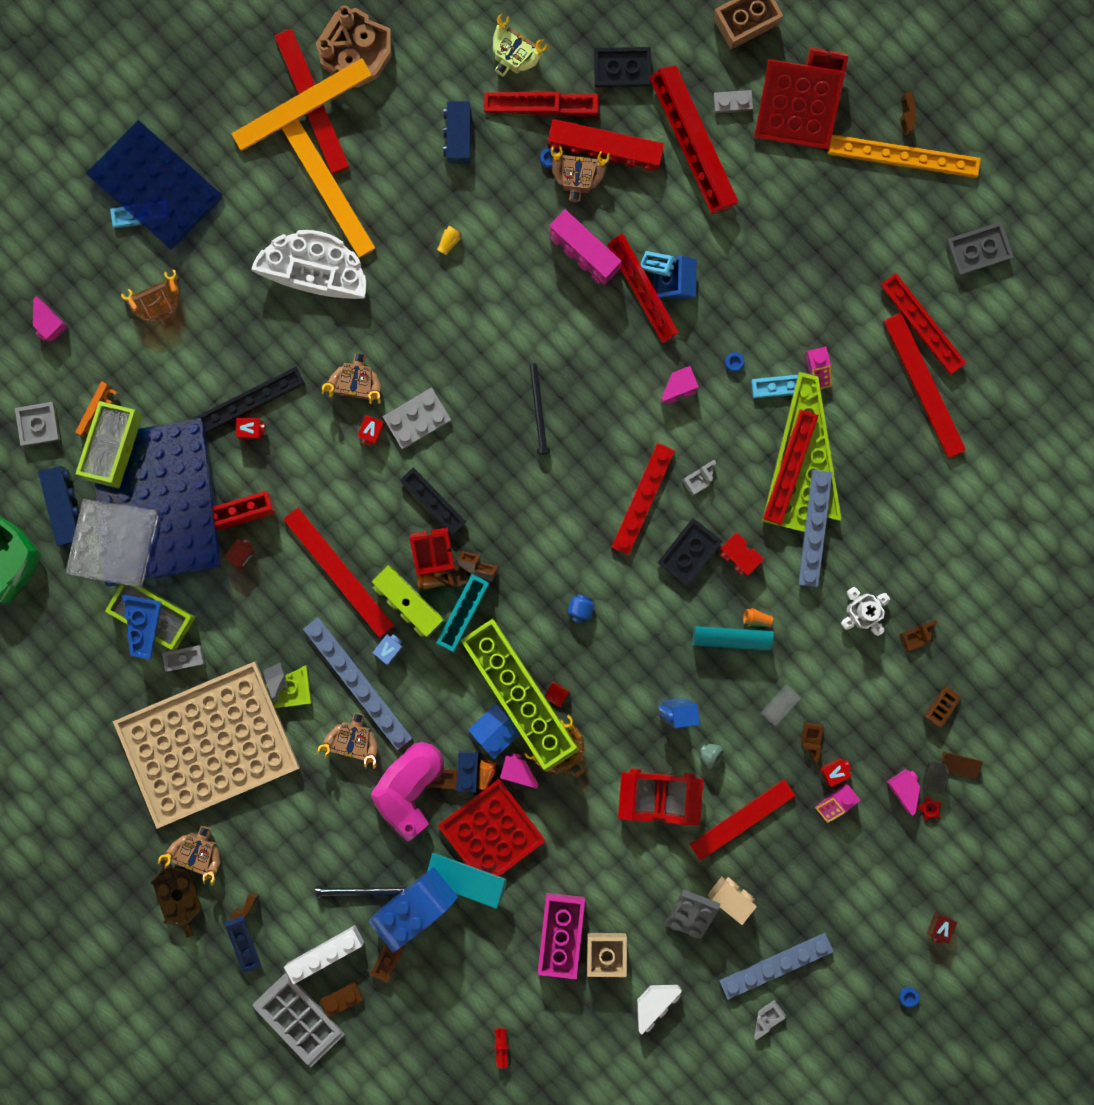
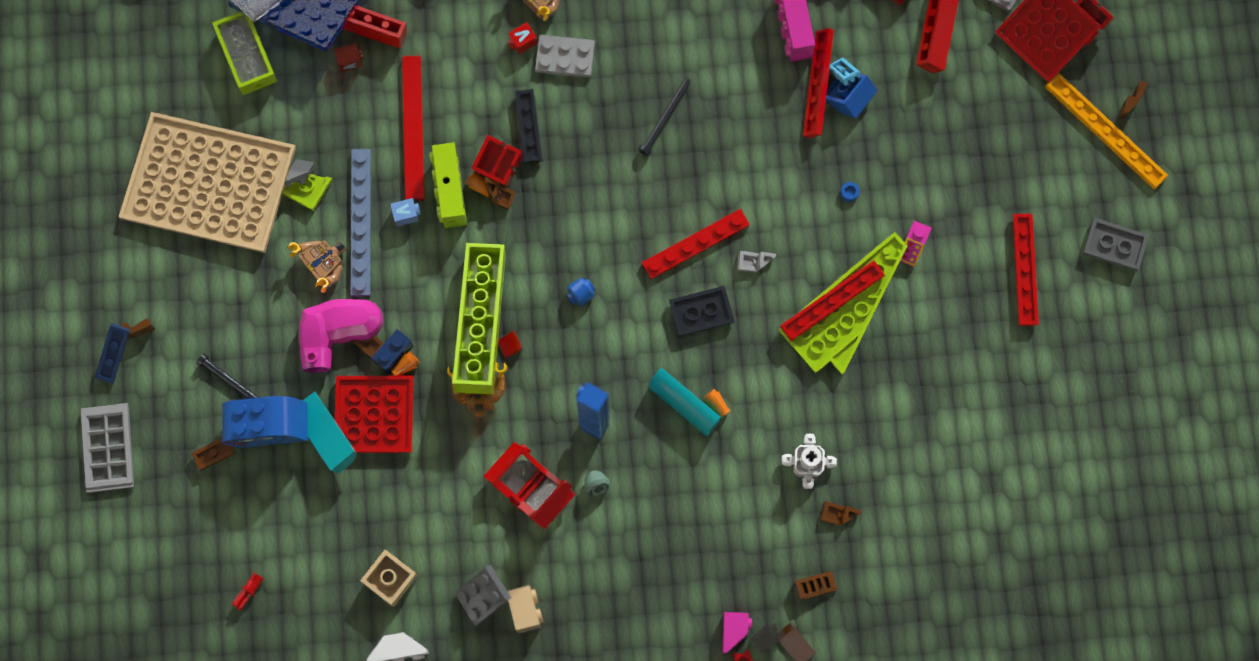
camera: 35 degrees right, 10 degrees down
(142, 624) = (233, 50): blue wing -> none
(177, 911) = (92, 264): dark brown plate -> none
(183, 658) = (242, 104): light grey plate -> none
(195, 853) = (131, 257): torso -> none
(324, 954) = (168, 410): white brick -> none
(341, 999) = (153, 457): reddish brown plate -> none
(463, 613) = (484, 224): teal brick -> none
(472, 564) = (522, 197): reddish brown slope -> none
(494, 731) = (438, 337): blue slope -> none
(518, 771) = (432, 380): dark pink slope -> none
(561, 936) = (365, 535): dark pink brick -> none
(680, 383) = (790, 176): dark pink slope -> none
(742, 819) = (582, 555): red tile -> none
(743, 558) = (739, 338): red brick -> none
(773, 386) = (865, 232): medium azure tile -> none
(780, 705) = (683, 486): clear plate -> none
(811, 739) = (688, 533): reddish brown slope -> none
(815, 528) = (816, 364): sand blue plate -> none
(836, 771) = (688, 572): red brick -> none
(837, 803) = (670, 598): dark pink slope -> none
(924, 385) = (991, 320): red tile -> none

